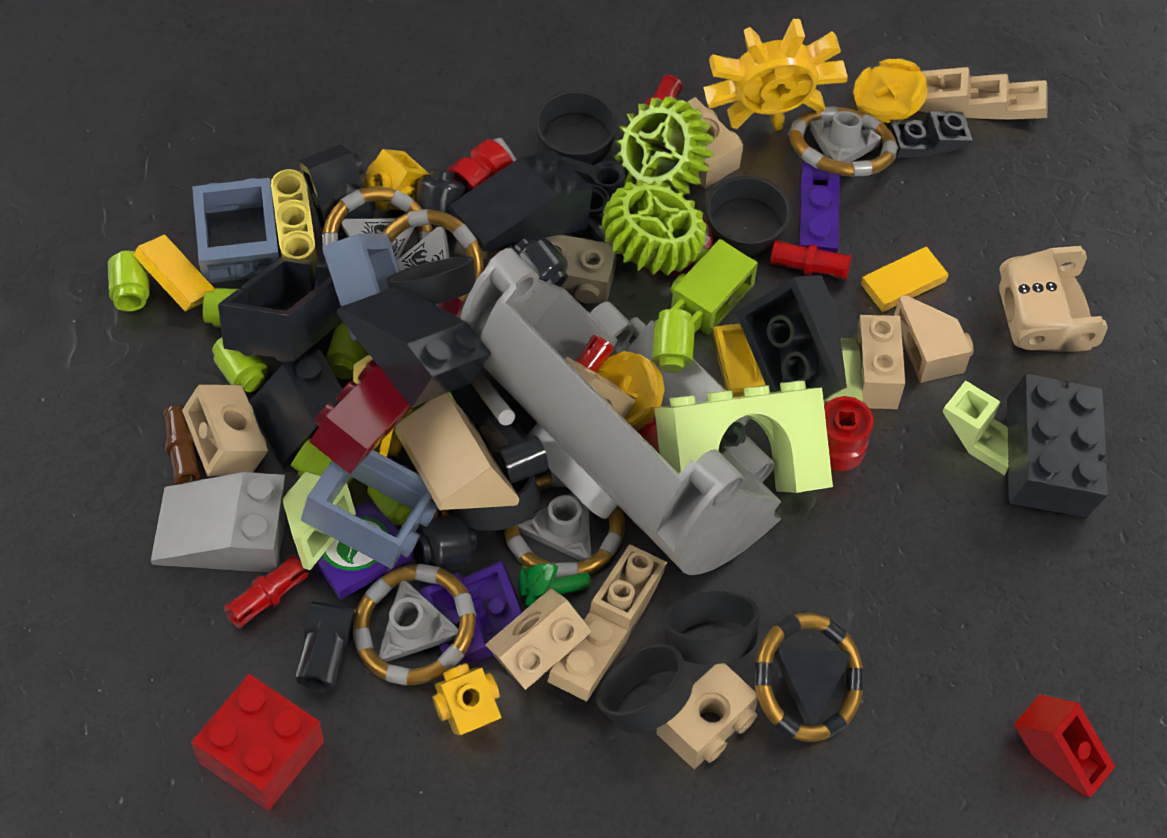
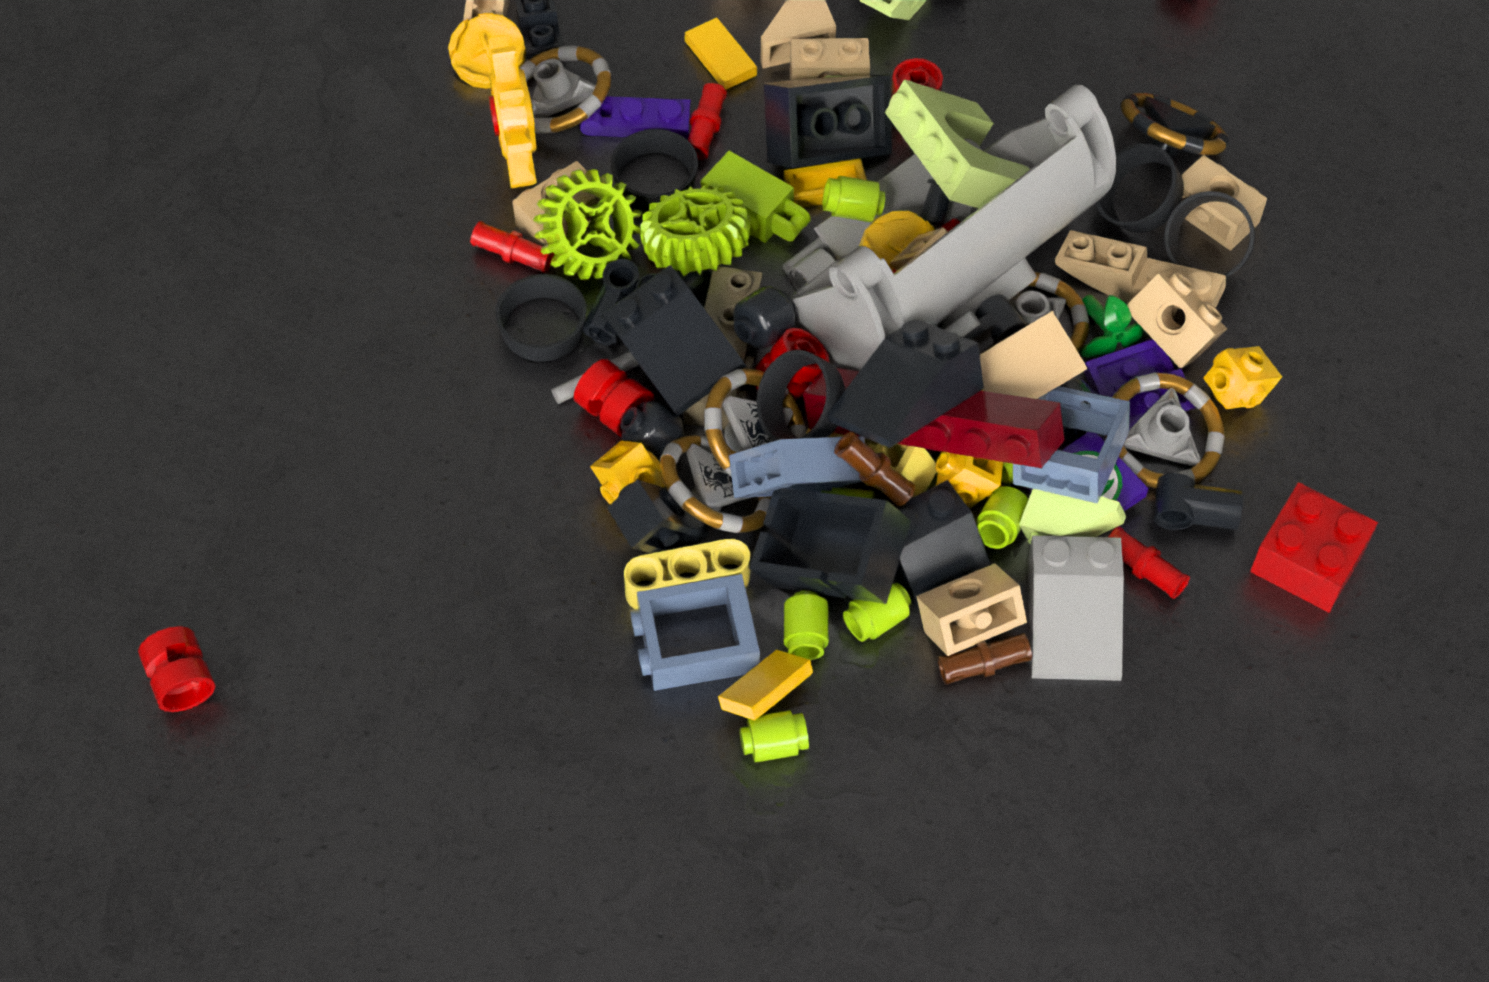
camera: 90 degrees left, 0 degrees up
(345, 343) = (874, 469): none -> reddish brown pin

